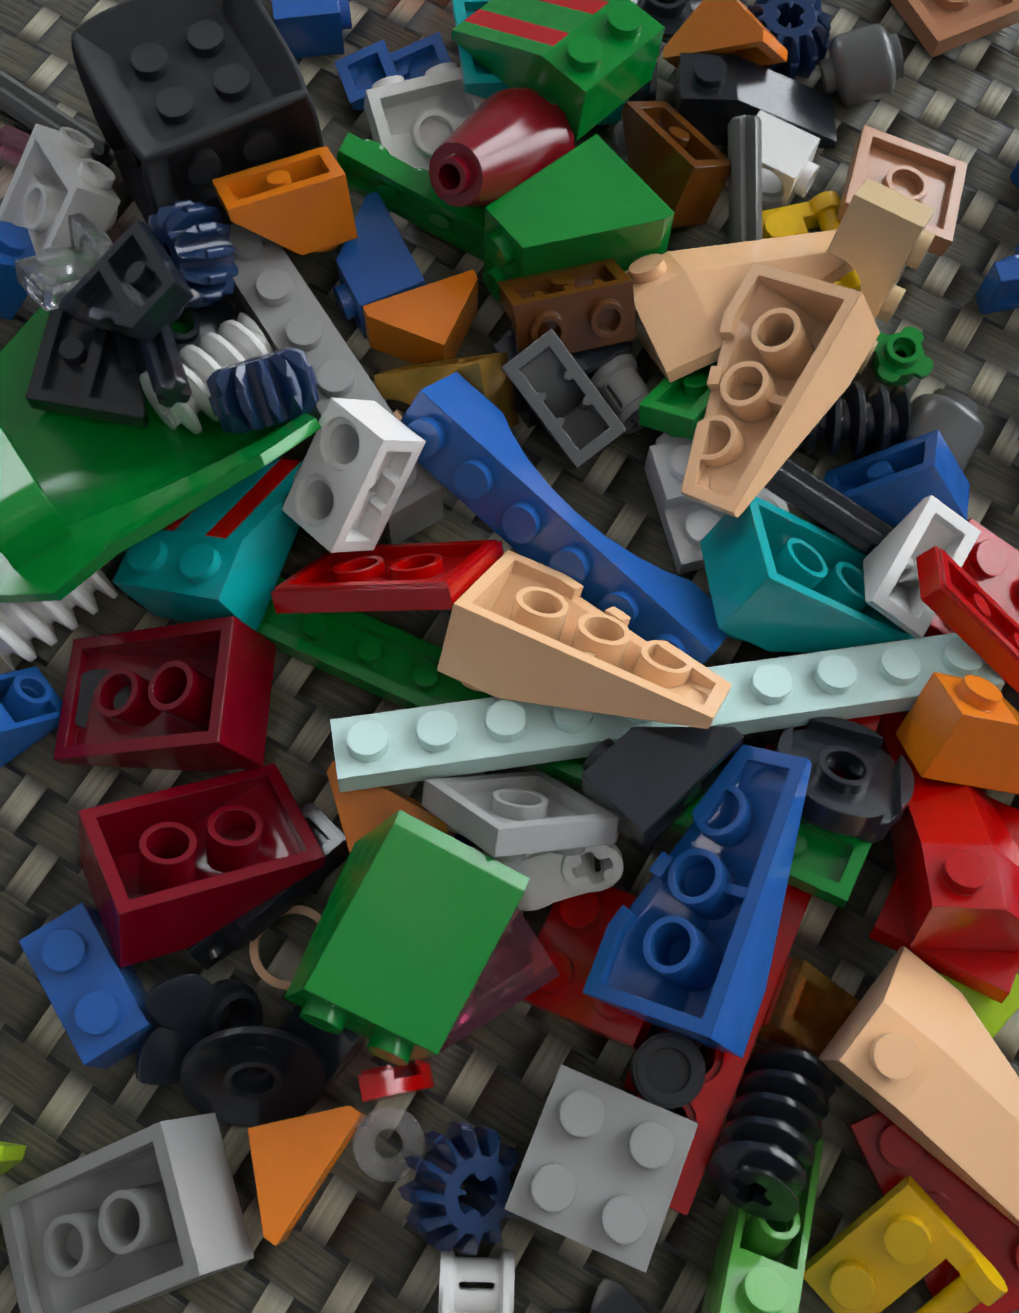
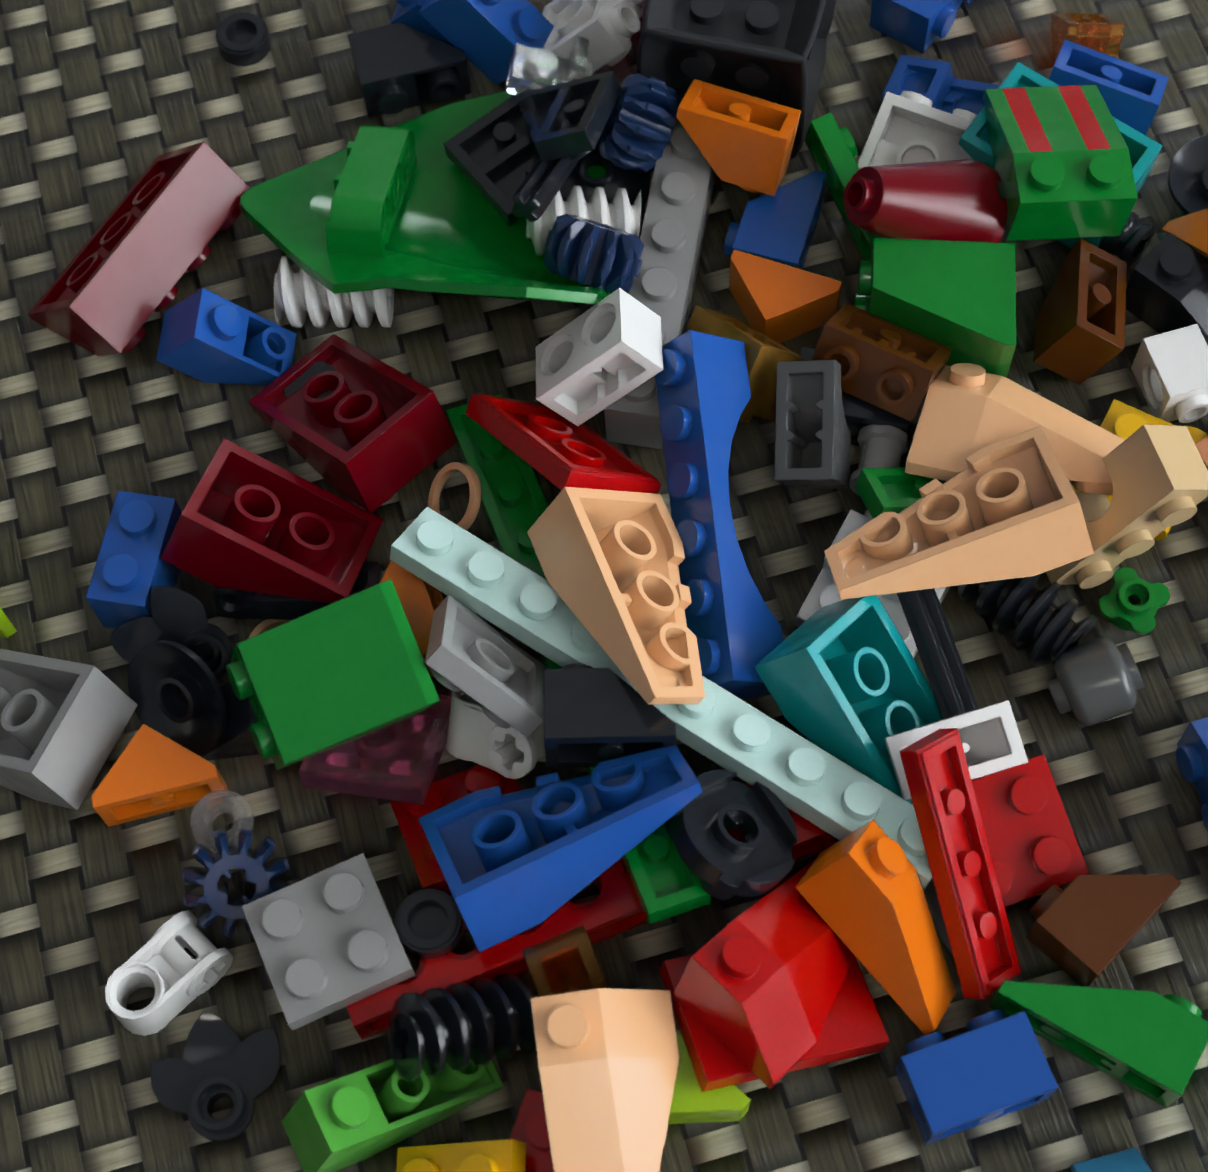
camera: 50 degrees right, 5 degrees down
(218, 555) = (472, 342): teal slope -> none
(337, 670) = (474, 487): none -> light nougat piece
(396, 1081) = (249, 780): red tile -> none
(745, 178) = (1124, 368): dark grey axle -> none
(902, 476) = (1038, 690): blue slope -> none

